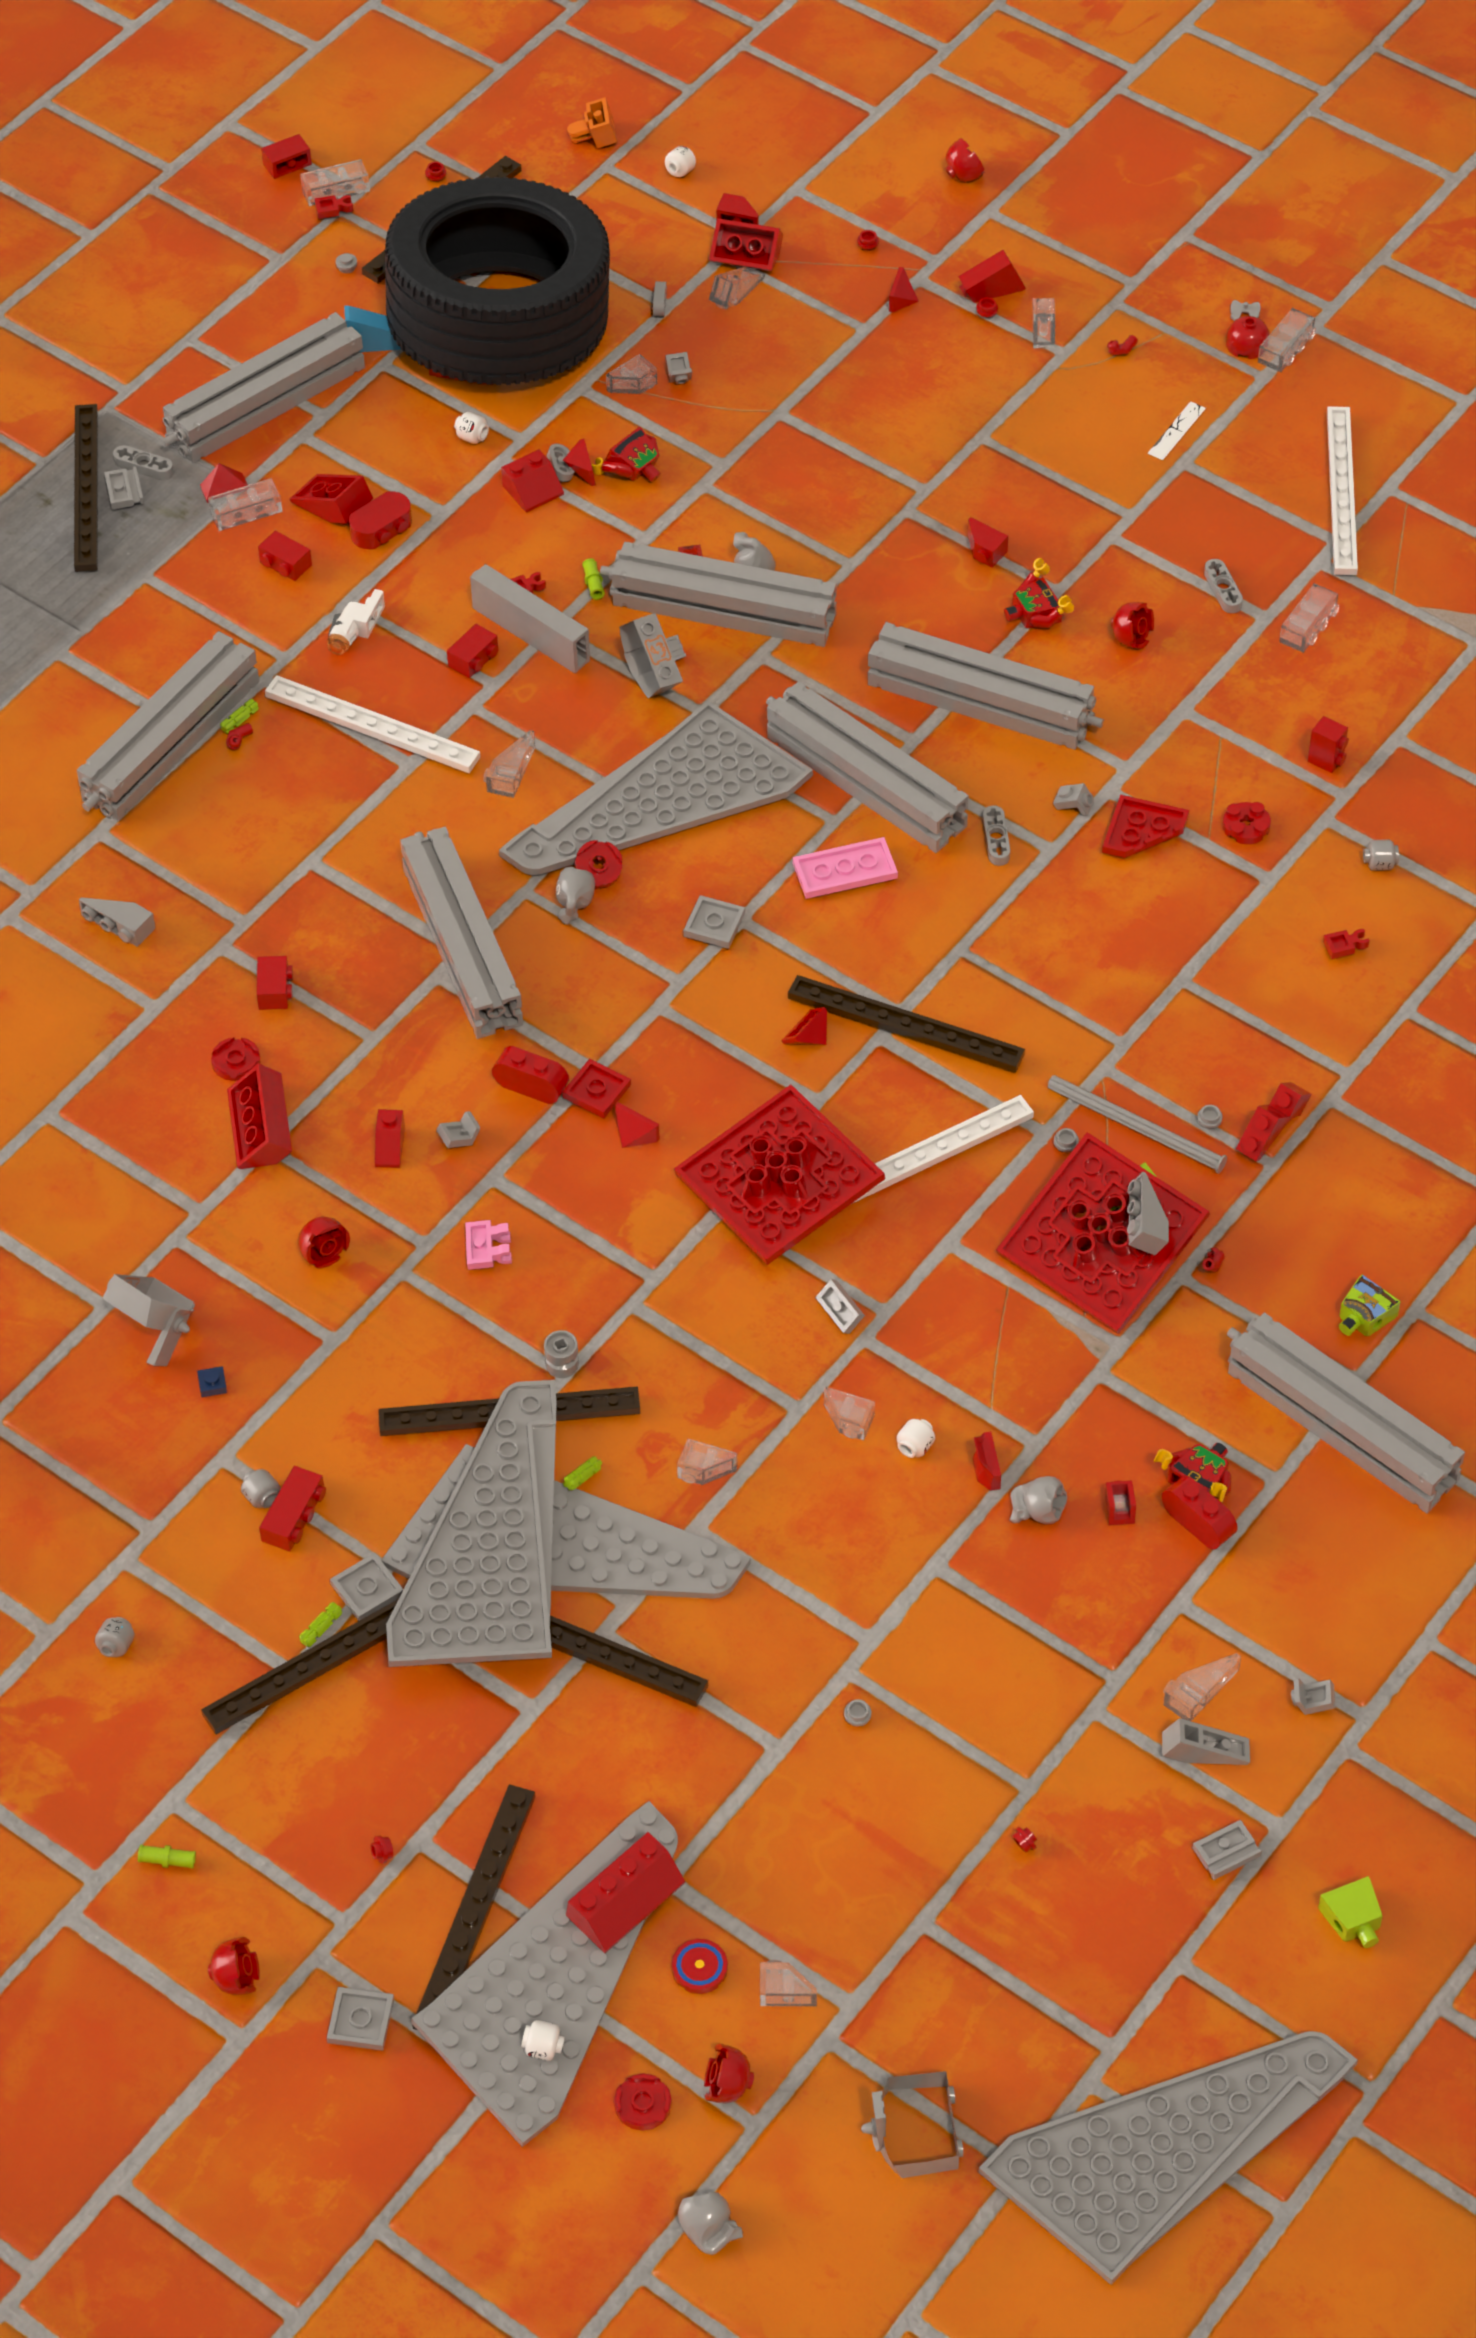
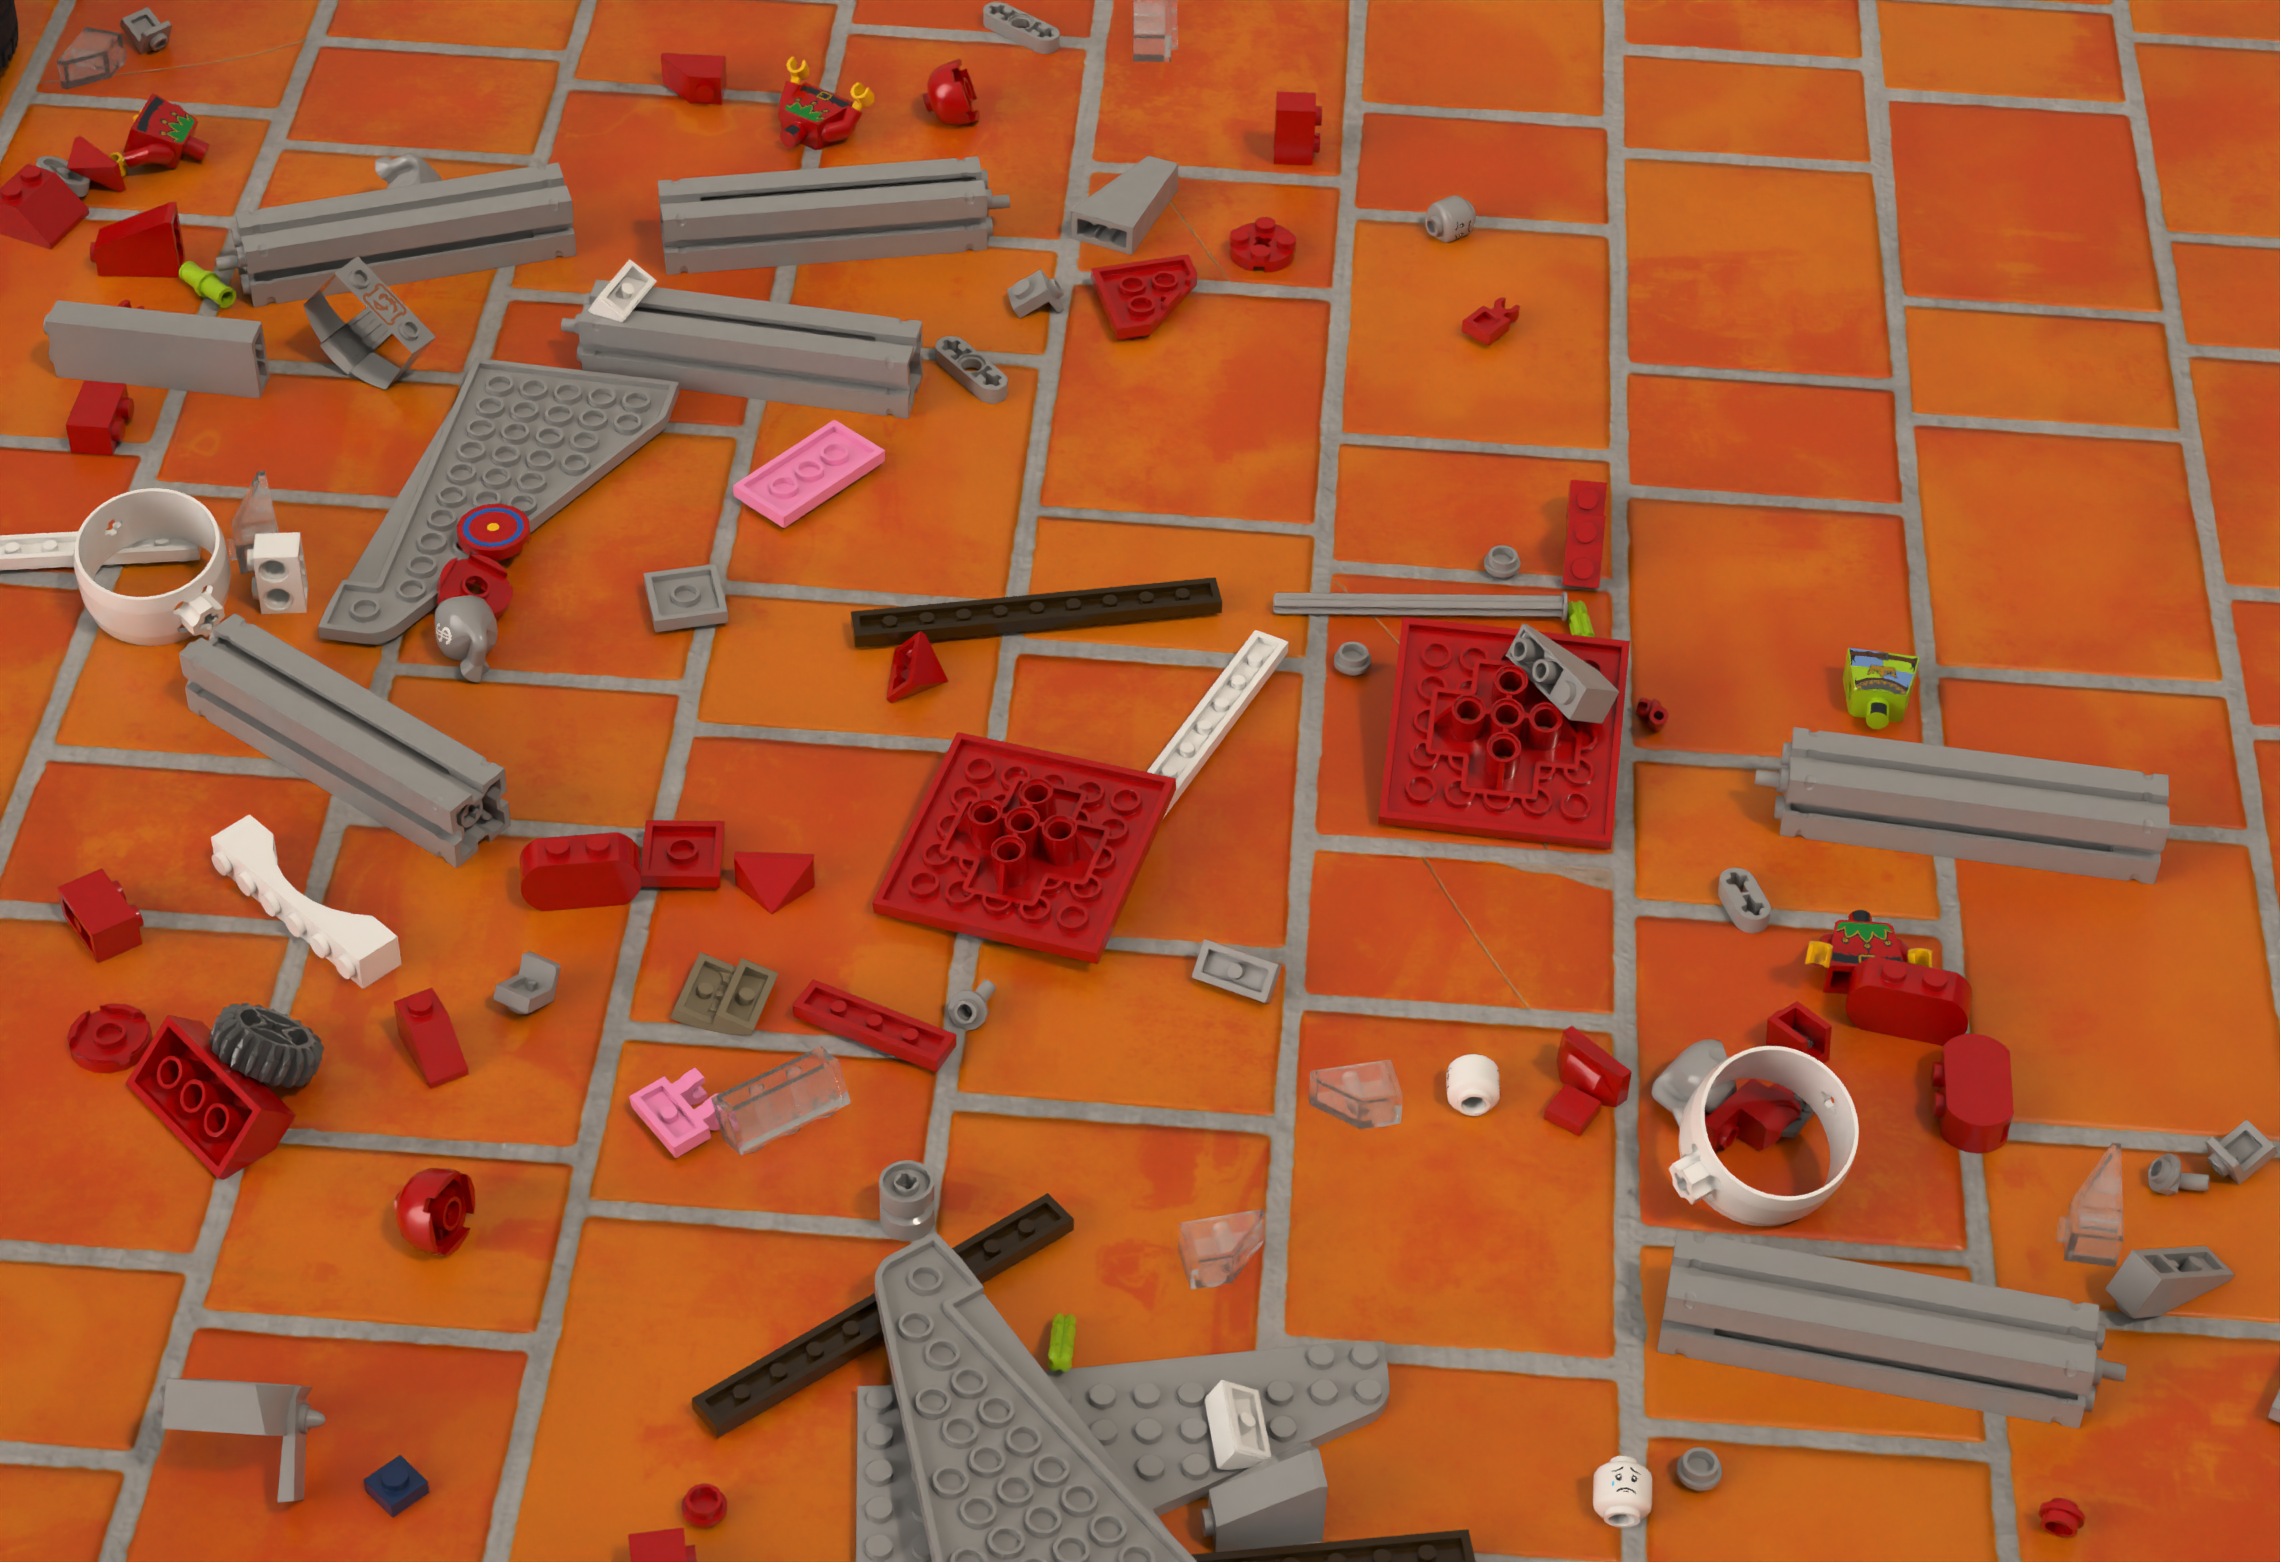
camera: 35 degrees left, 10 degrees down
(300, 1103) = (266, 1045): none -> dark grey gear
(347, 1469) = (704, 1506): none -> red plate
(389, 1060) = (352, 942): none -> white arch
(408, 742) = (145, 516): none -> white cylinder
(497, 805) = (279, 573): none -> white brick
(537, 1264) = (781, 1101): none -> clear brick
(559, 1185) = (724, 996): none -> dark tan slope
(570, 536) = (141, 245): none -> red slope
(619, 1613) = (1270, 1503): none -> light grey slope
(623, 1243) = (874, 1025): none -> red plate
(633, 829) = (493, 531): none -> red tile
(634, 1565) = (1236, 1426): none -> white slope
(681, 1259) = (969, 1007): none -> light grey plate
(804, 698) = (623, 293): none -> white slope
(804, 1703) = (1622, 1492): none -> white head
(961, 1480) = (1572, 1109): none -> red tile
(977, 1550) = (1704, 1177): none -> white cylinder
(1010, 1689) = (1884, 1330): none -> light grey brick
(1061, 1537) = (1757, 1116): none -> red plate
(1172, 1405) = (1752, 897): none -> light grey beam
(1182, 756) = (1127, 206): none -> light grey slope
(1192, 1584) = (1973, 1093): none -> red brick
(1220, 1184) = (1579, 619): none -> lime axle
(1263, 1687) = (2167, 1178): none -> light grey plate

